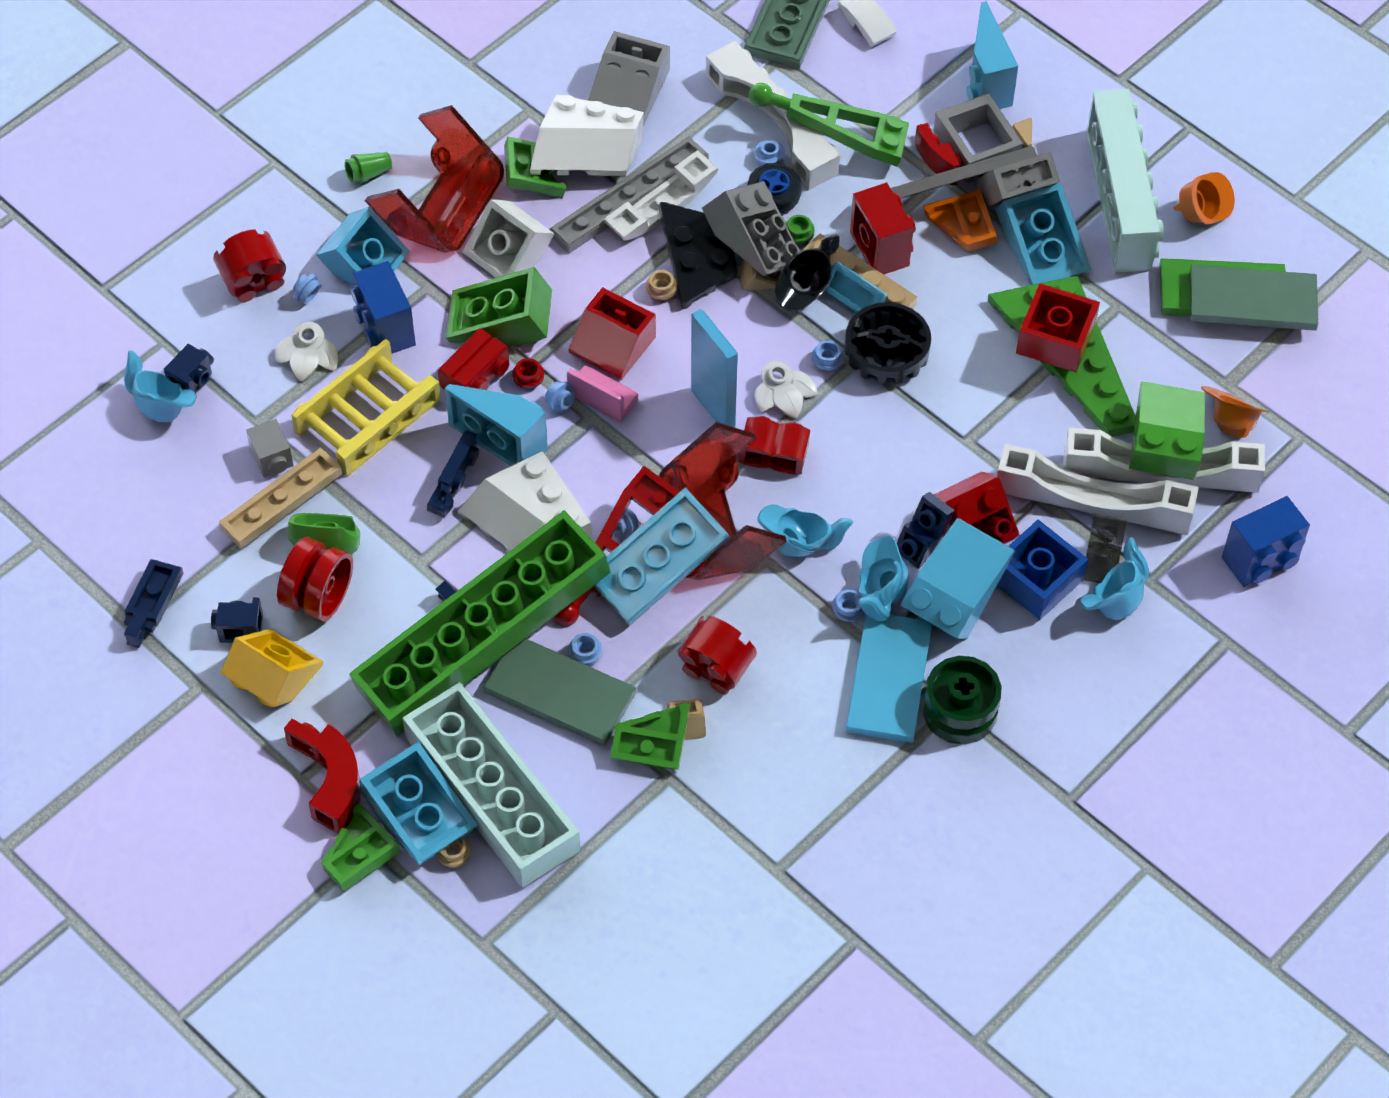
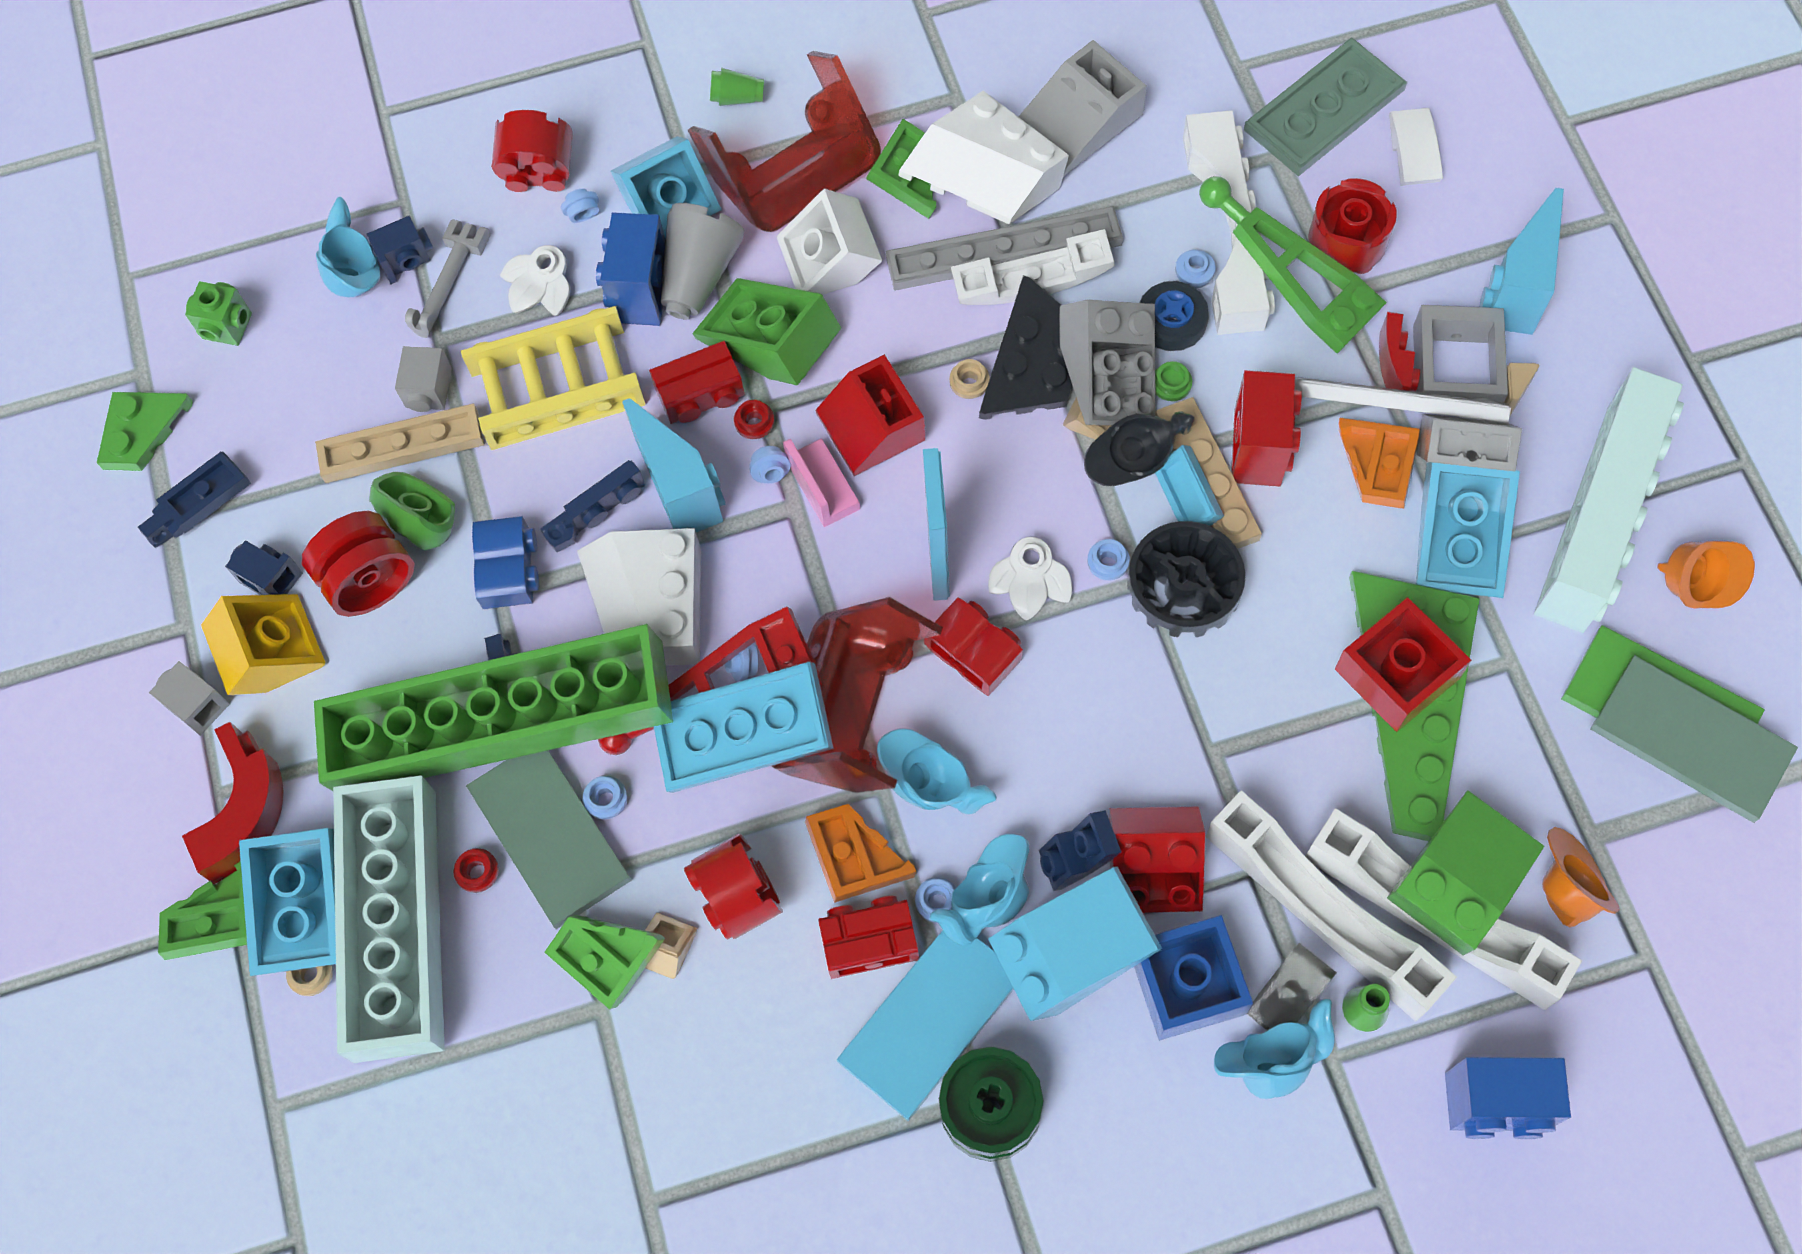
camera: 35 degrees right, 10 degrees up
(67, 575) = (137, 426): none -> bright green wing
(81, 470) = (218, 312): none -> bright green brick
(240, 409) = (461, 244): none -> light grey hinge
(242, 724) = (189, 697): none -> light grey brick
(414, 538) = (504, 562): none -> blue brick
(423, 282) = (695, 257): none -> light grey cone
(523, 726) = (465, 864): none -> red plate
(776, 604) = (853, 854): none -> orange wing
(820, 646) = (868, 937): none -> red brick
(860, 80) = (1353, 224): none -> red brick
(1154, 536) = (1360, 1013): none -> bright green cone

